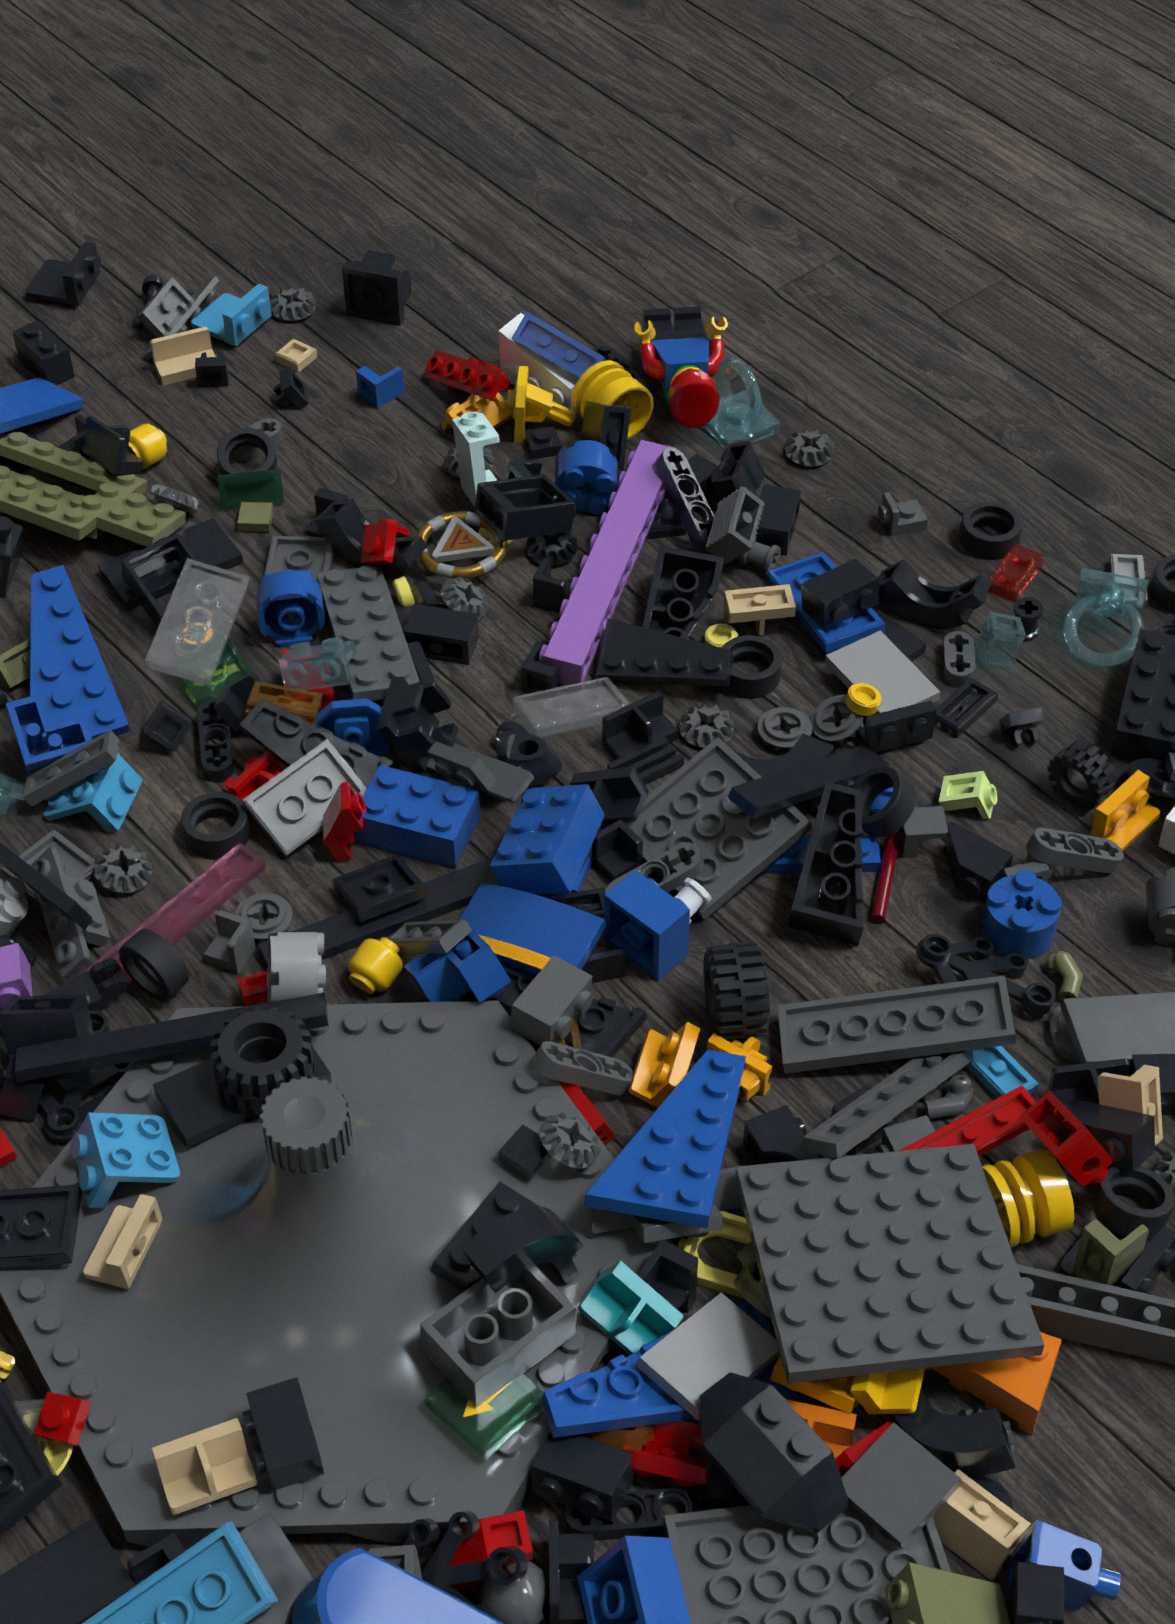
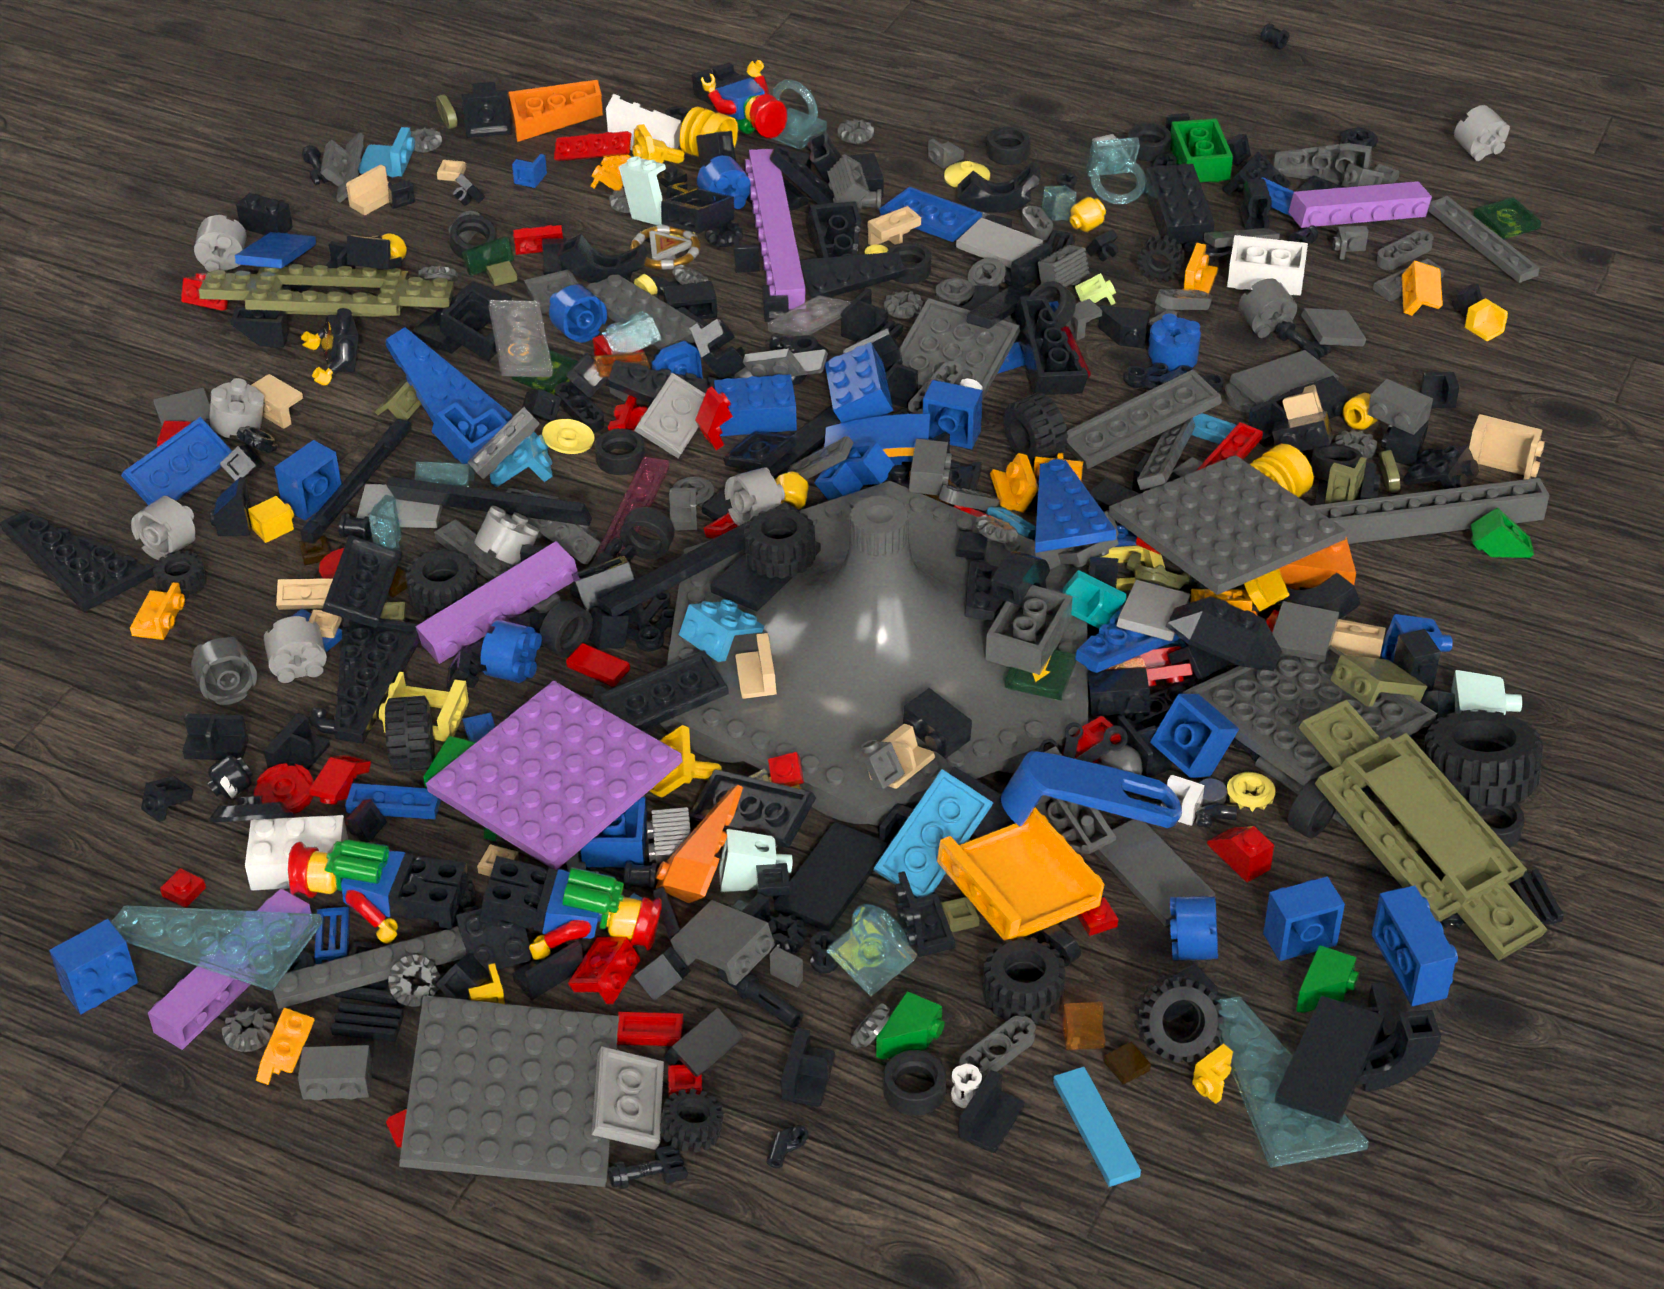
camera: 25 degrees left, 5 degrees down
(66, 280) = (239, 168): black bracket -> none
(111, 875) = (576, 492): dark grey gear -> none
(160, 1471) = (880, 761): none -> dark grey bracket
(169, 771) = (568, 436): none -> light yellow dish
(306, 481) = (530, 239): none -> red bracket
(337, 286) = (446, 111): none -> olive tile
(380, 541) = (615, 256): red bracket -> none
(456, 306) = (553, 107): none -> orange wedge
(555, 345) = (653, 108): blue plate -> none
(622, 1115) = (1022, 526): none -> dark azure tile
(840, 593) = (944, 201): black brick -> none
(863, 699) = (1000, 255): yellow tile -> none
(919, 551) = (957, 172): none -> light yellow dish
(940, 745) = (1064, 266): none -> dark grey brick
(954, 1101) = (1197, 449): dark grey arm -> none
(1015, 572) = (1043, 159): clear red plate -> none
(1029, 669) = (1087, 214): none -> yellow head
(1070, 972) = (1221, 366): olive arm -> none
(1080, 1152) = (1290, 428): red torso -> none

